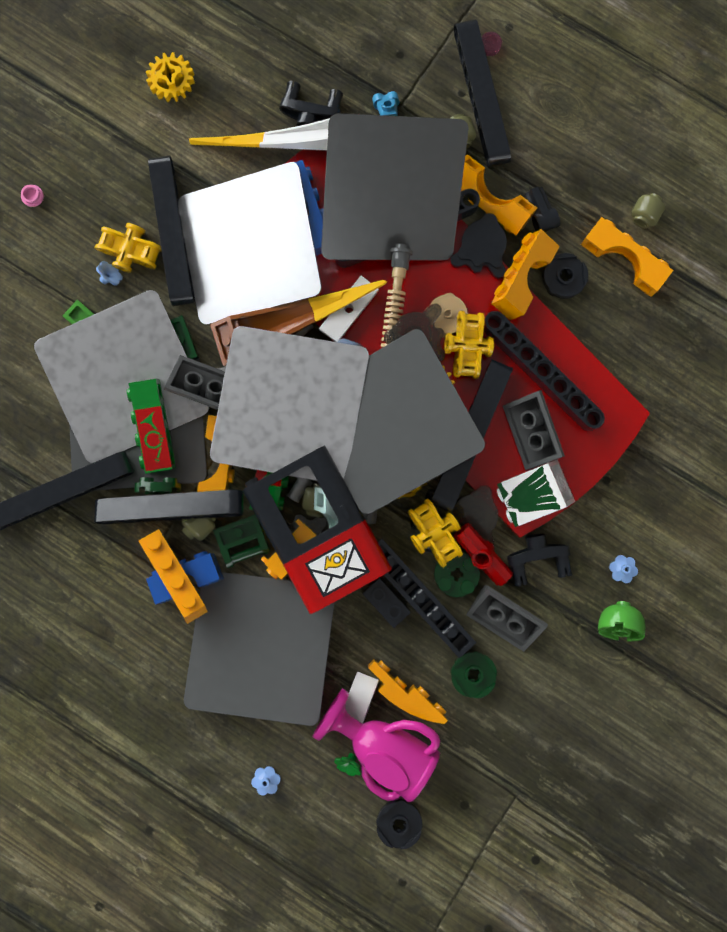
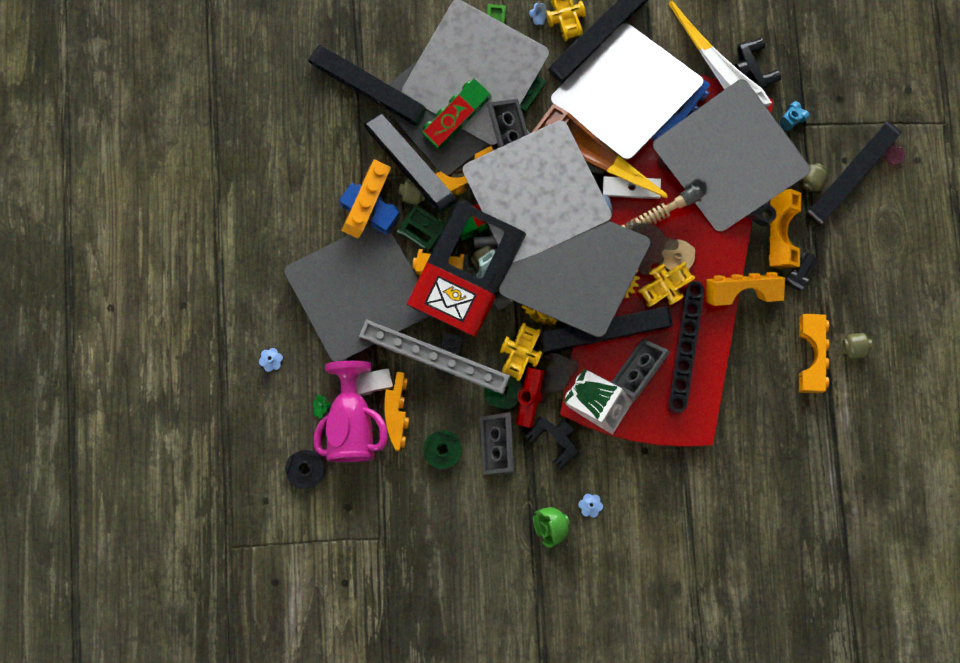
camera: 55 degrees right, 5 degrees down
(158, 488) = (416, 143): dark green plate -> none
(381, 622) = (434, 356): none -> light grey tile
(426, 603) = (465, 389): black brick -> none
(482, 246) = (743, 246): black tile -> none
(557, 286) = (756, 320): black plate -> none

